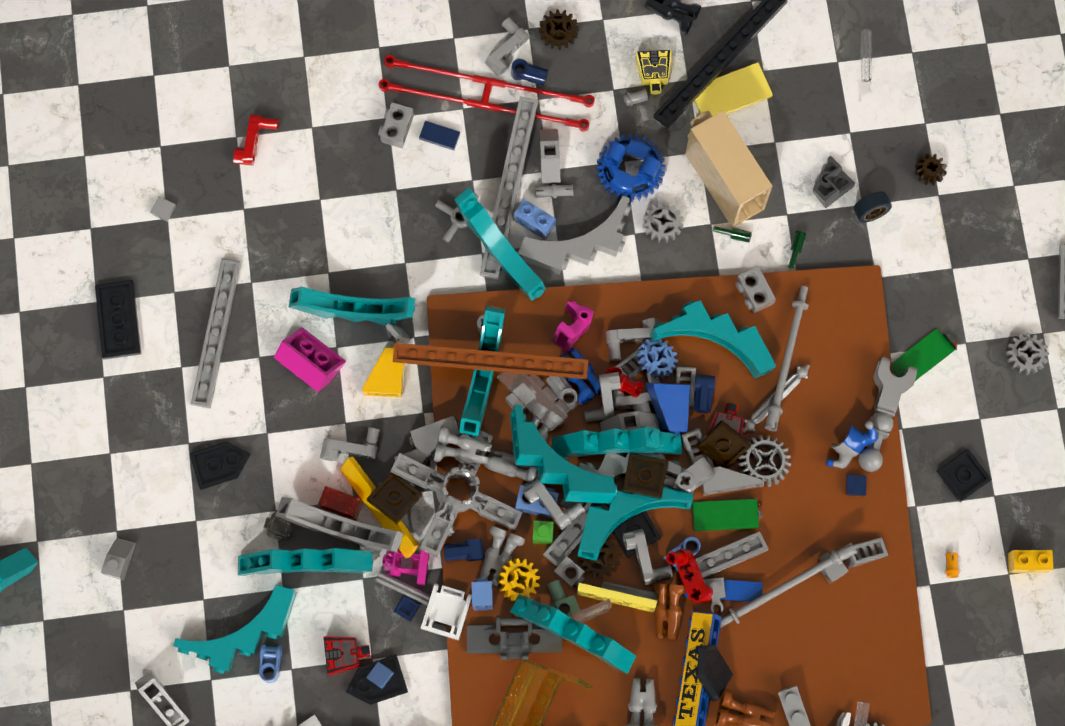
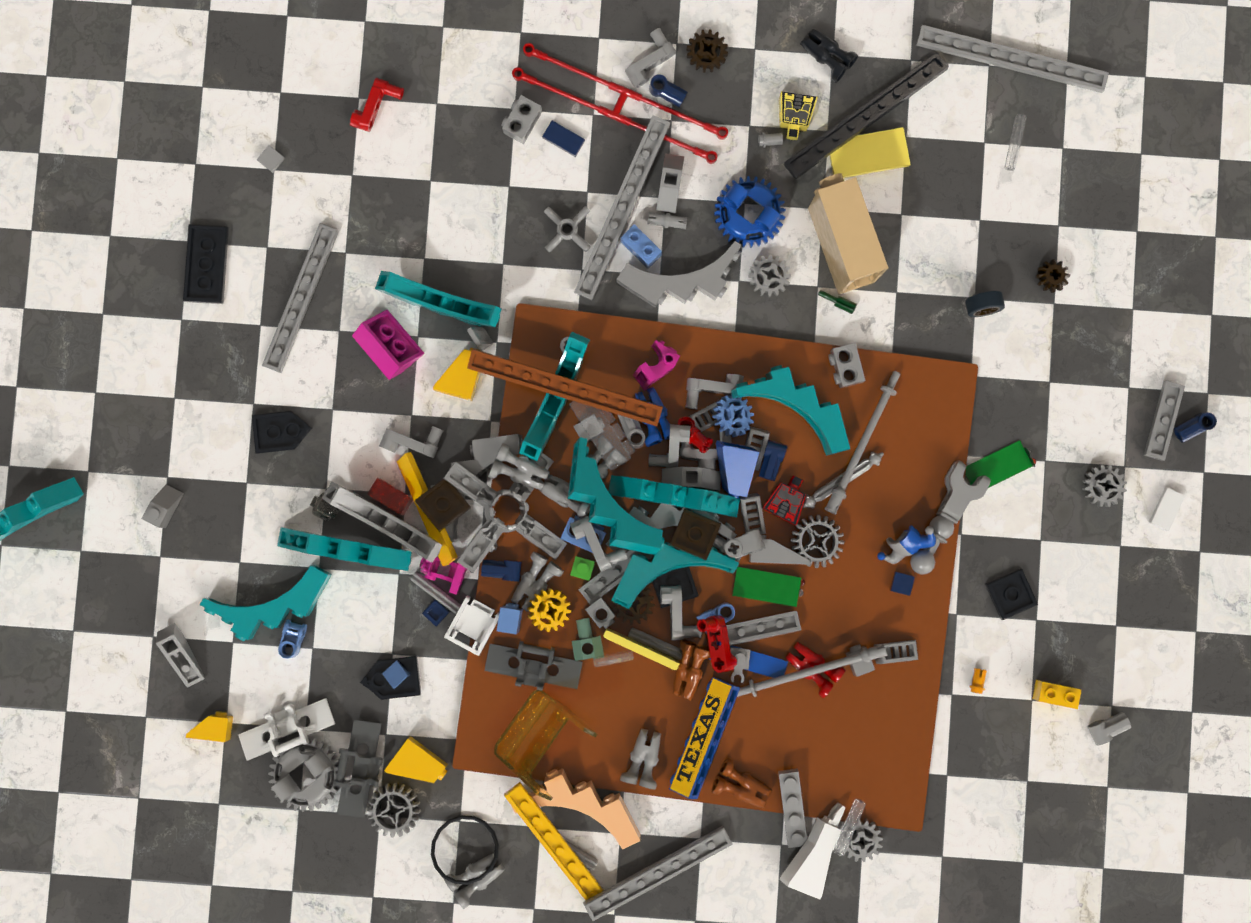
camera: 10 degrees right, 10 degrees up
(343, 654) = (364, 645): torso -> none
(498, 246) = (598, 269): teal arch -> none
(574, 632) = (589, 676): teal arch -> none
(712, 670) = (719, 740): black tile -> none
(723, 444) = (780, 518): dark brown tile -> none
(783, 575) = (813, 659): none -> red piece
(796, 246) = (898, 328): dark green axle -> none
(832, 183) = (949, 270): dark grey slope -> none

